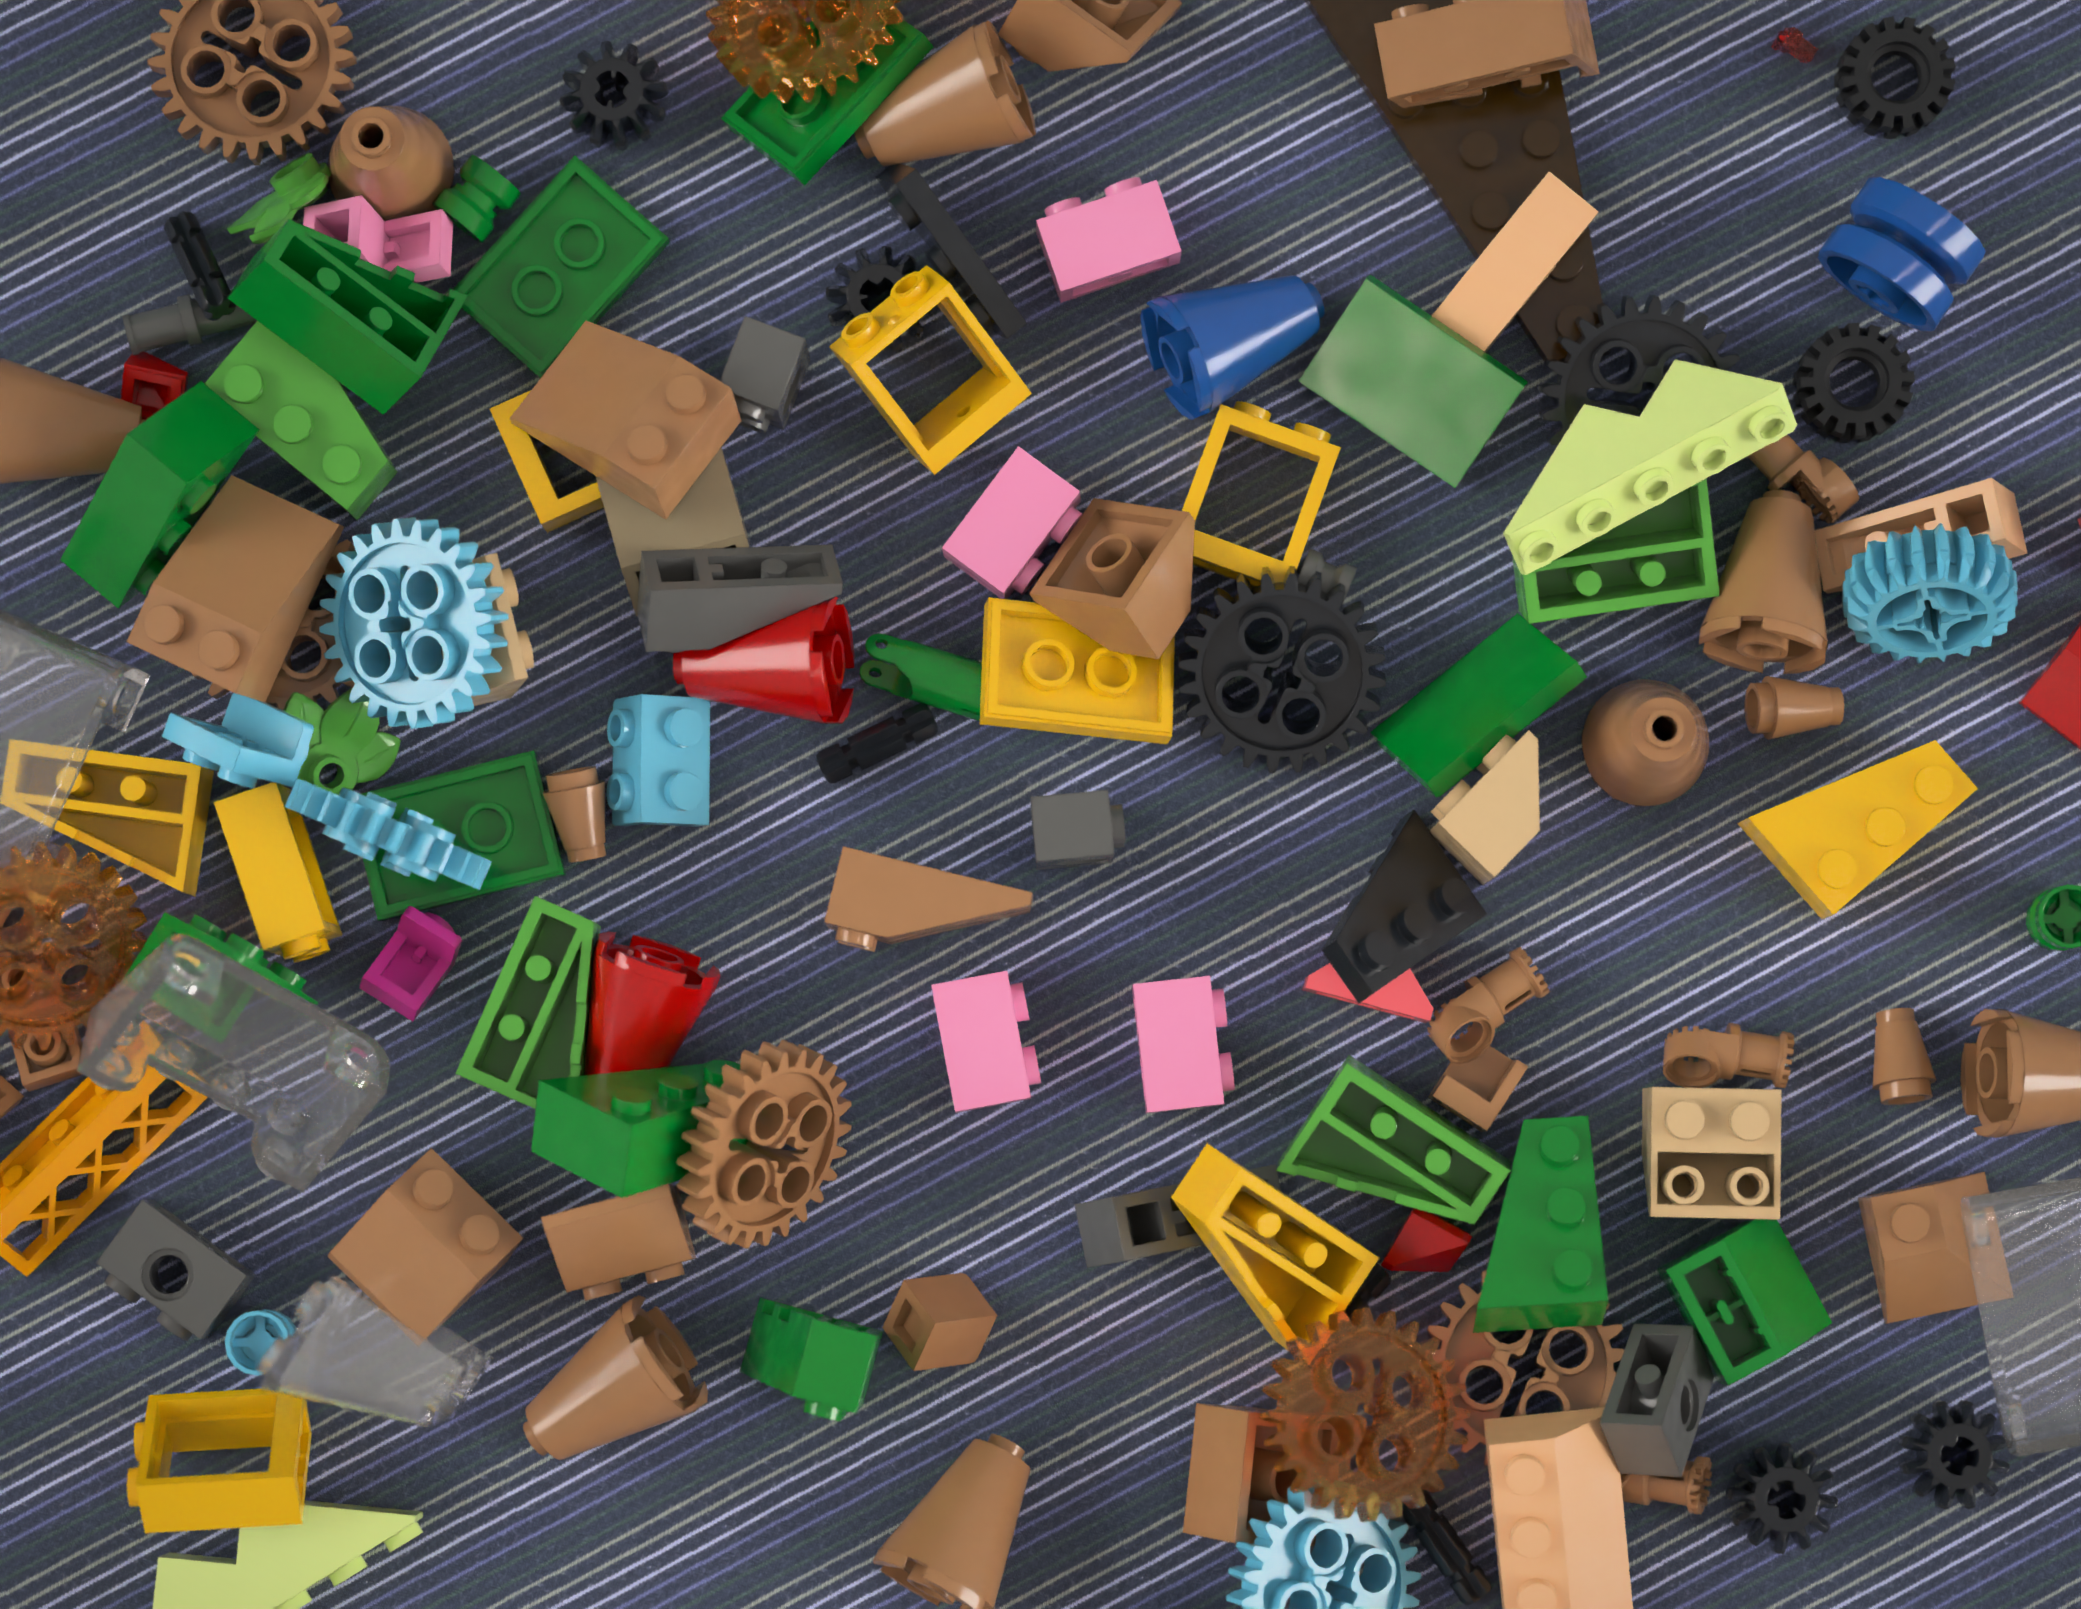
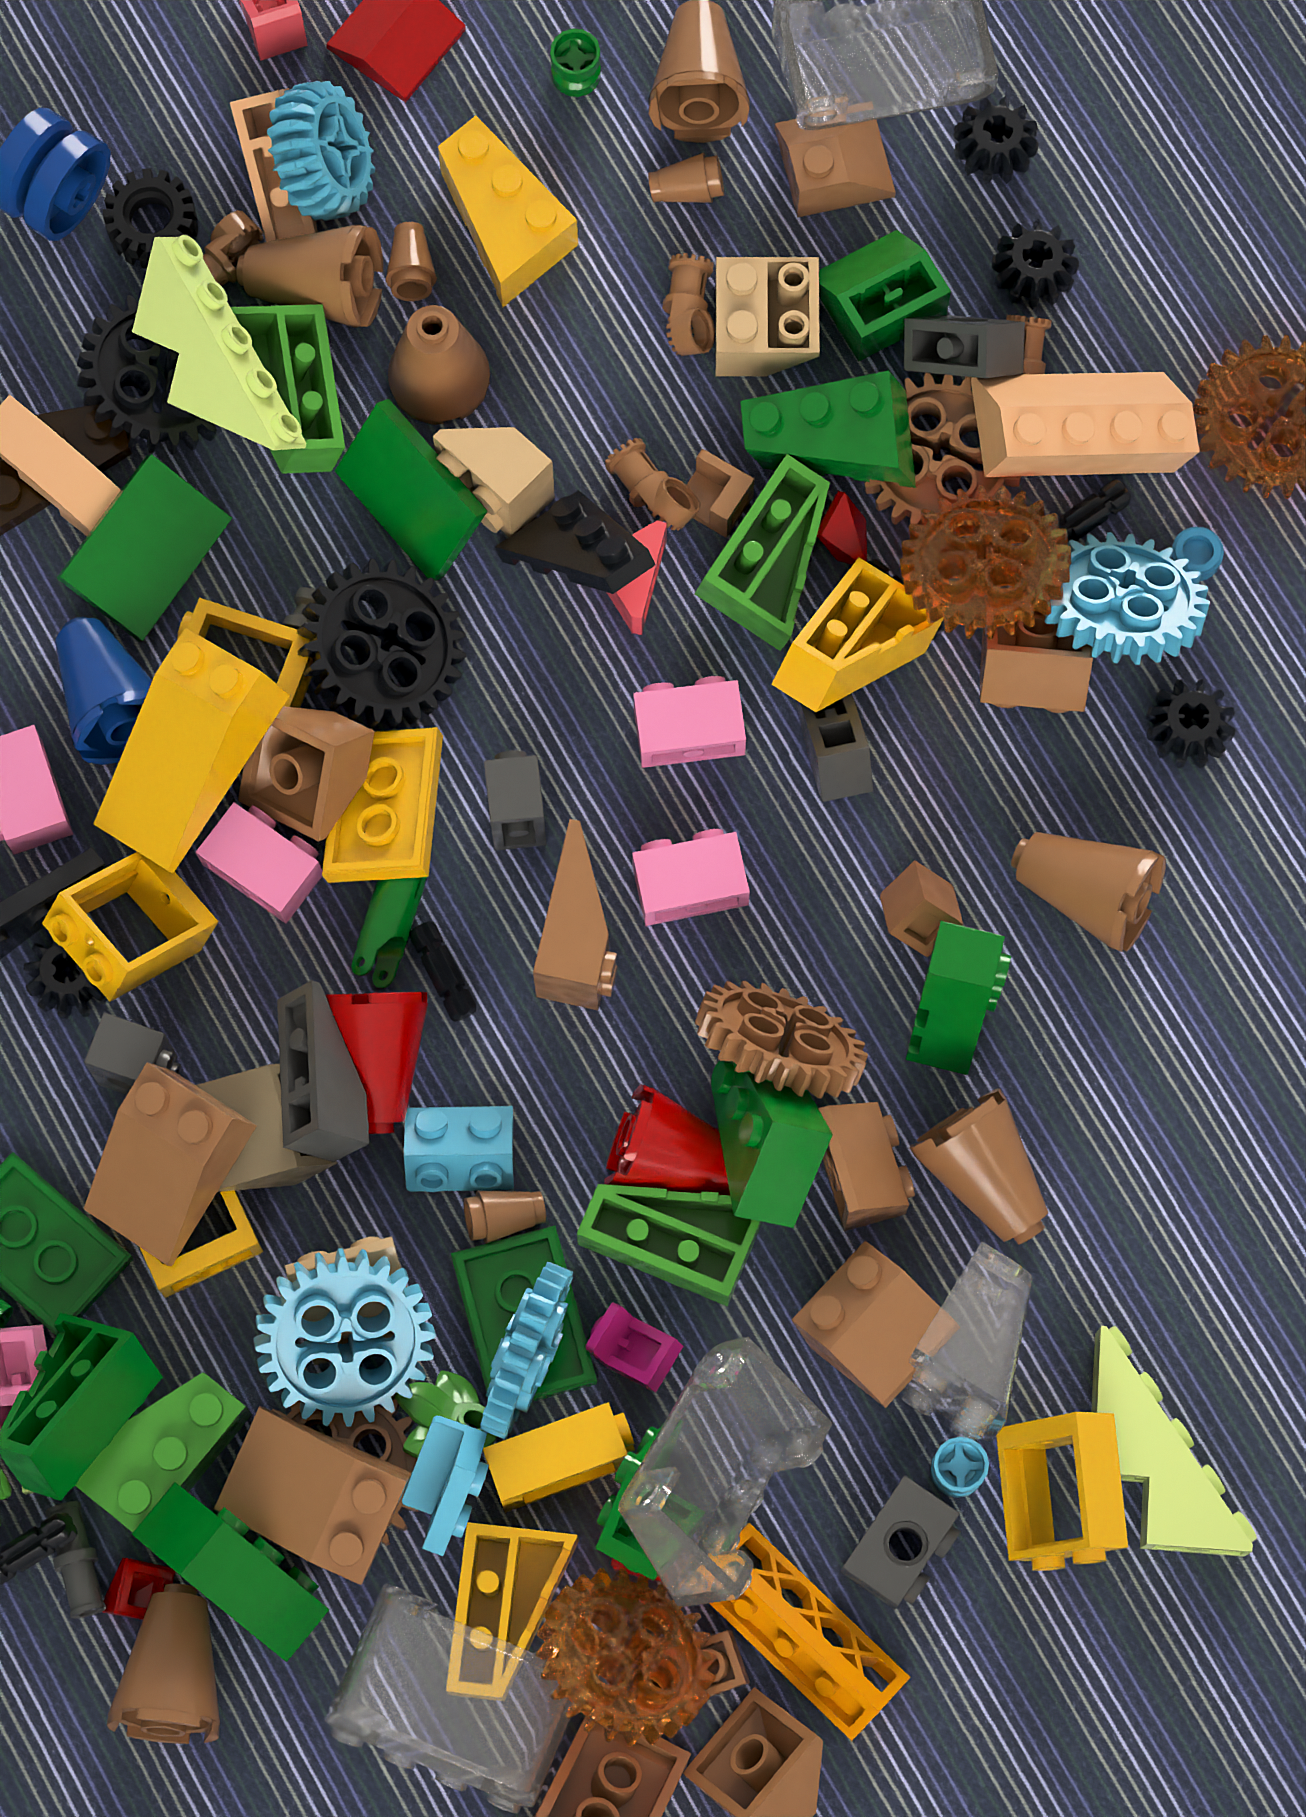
camera: 90 degrees left, 10 degrees down
(1137, 434) = (186, 748): none -> yellow slope

